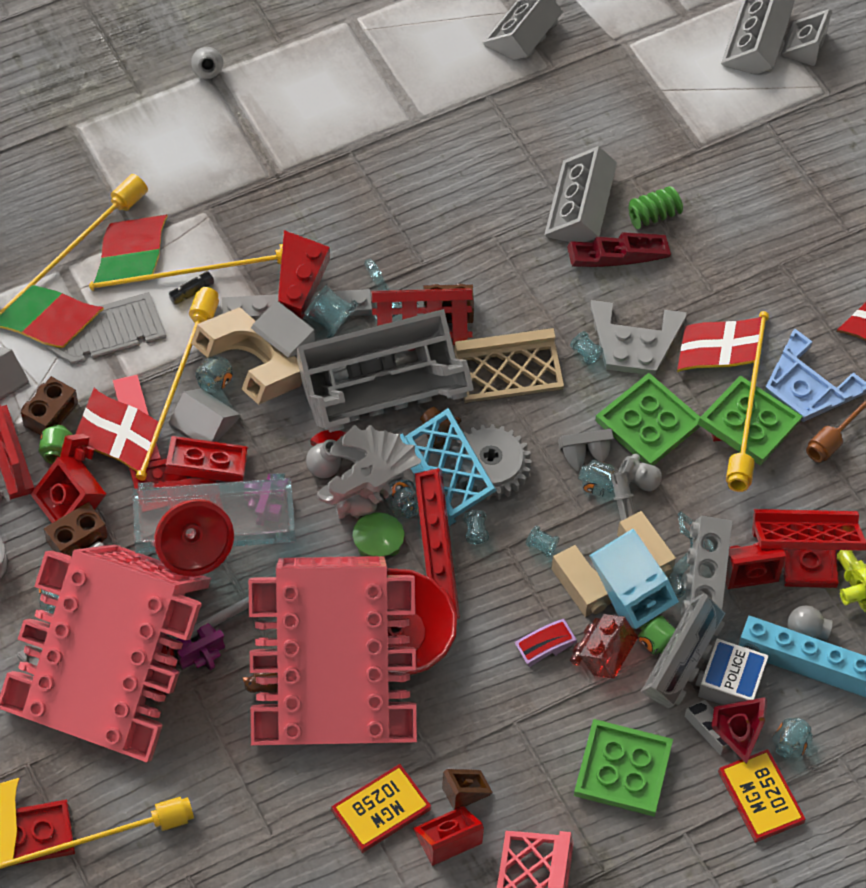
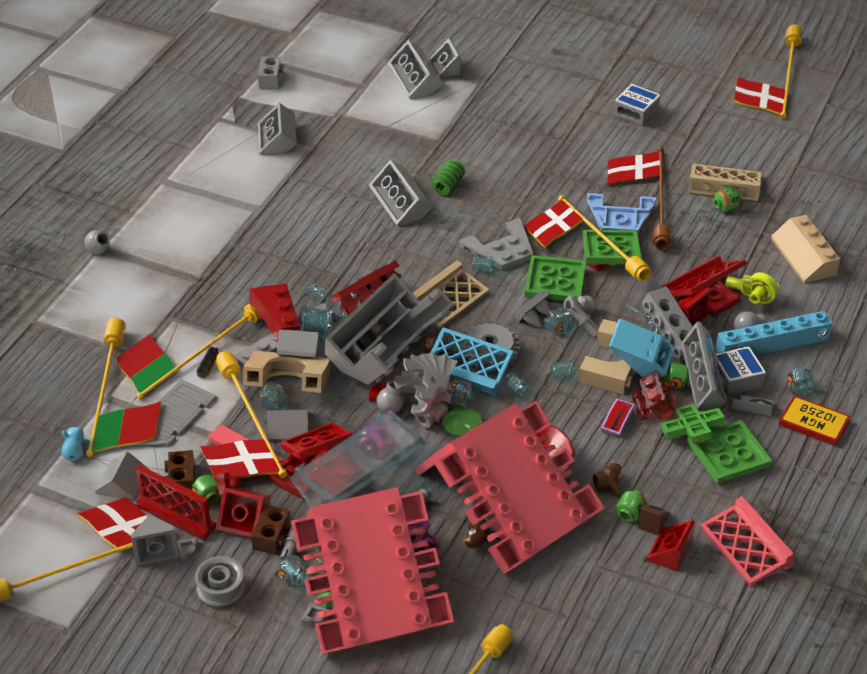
camera: 35 degrees left, 15 degrees down
(203, 548) = (368, 467): red dish -> none
(381, 808) = (616, 559): yellow tile -> none
(436, 531) = (488, 386): red tile -> none
(451, 756) = (630, 506): none -> bright green head
(462, 708) = (608, 478): none -> reddish brown animal
(612, 707) = (693, 423): none -> bright green plate
(625, 250) = (448, 210): dark red slope -> none
(740, 724) = (771, 388): dark red slope -> none

